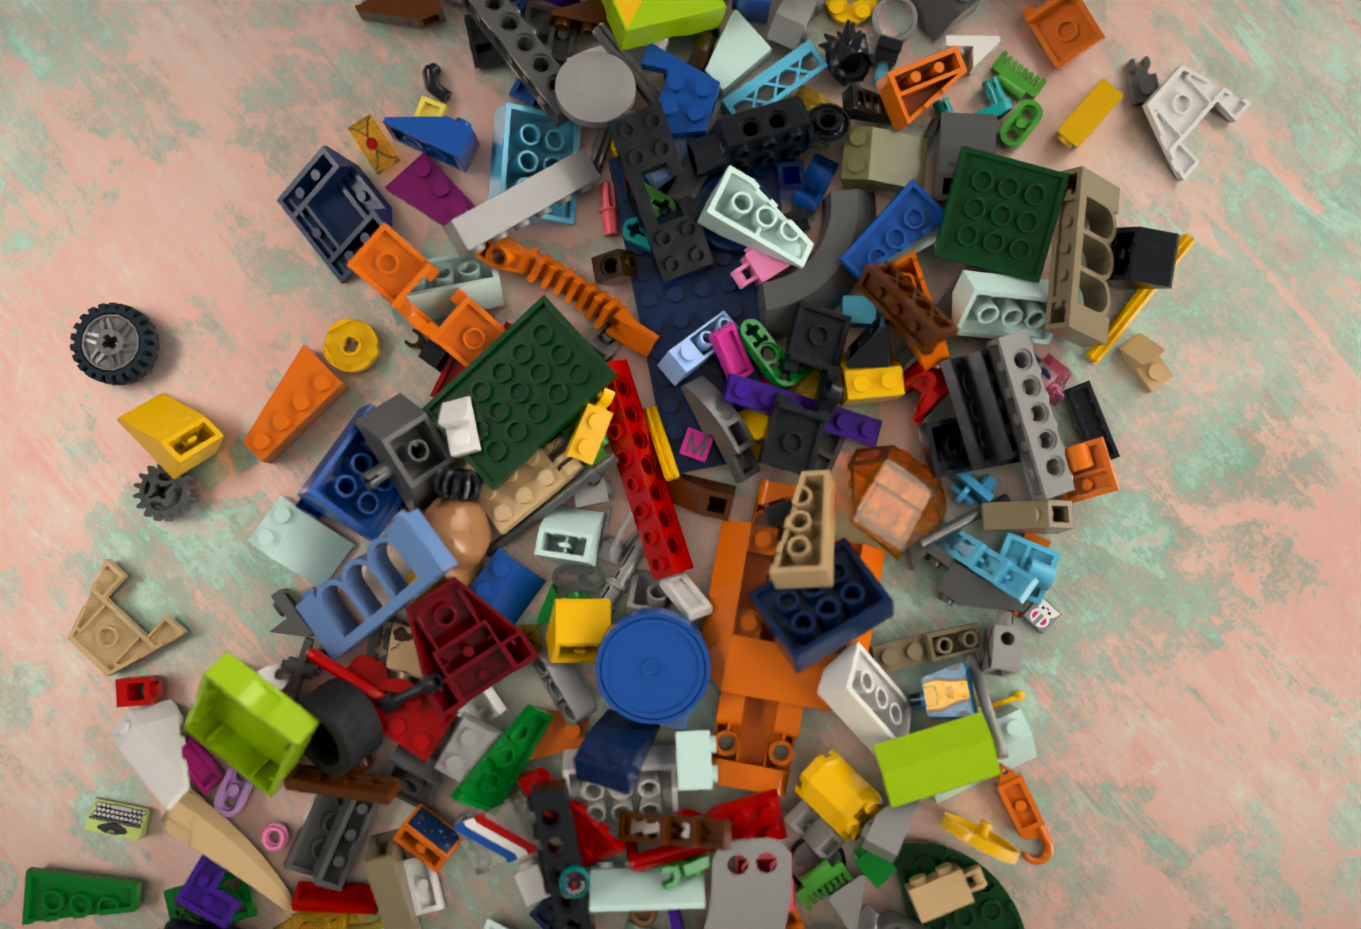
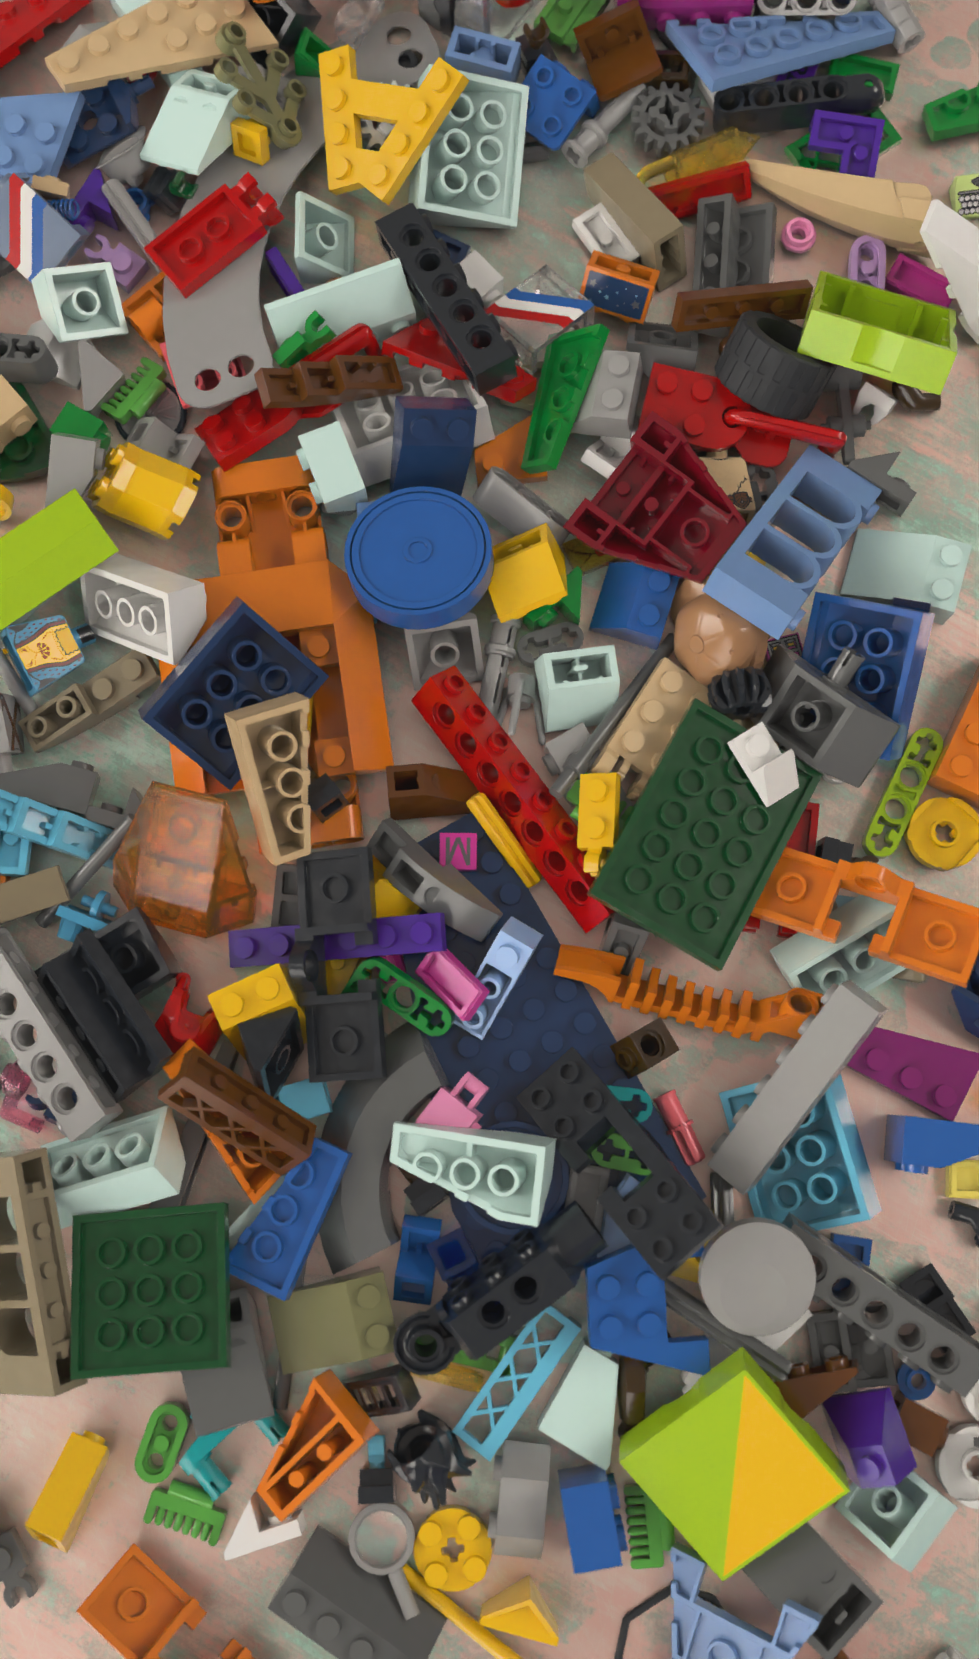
camera: 170 degrees right, 5 degrees down
(365, 380) = (904, 794): none -> lime beam
(393, 701) = (683, 440): black bar -> none
(574, 881) = (427, 280): black tile -> none
(686, 596) = (405, 657): white tile -> none

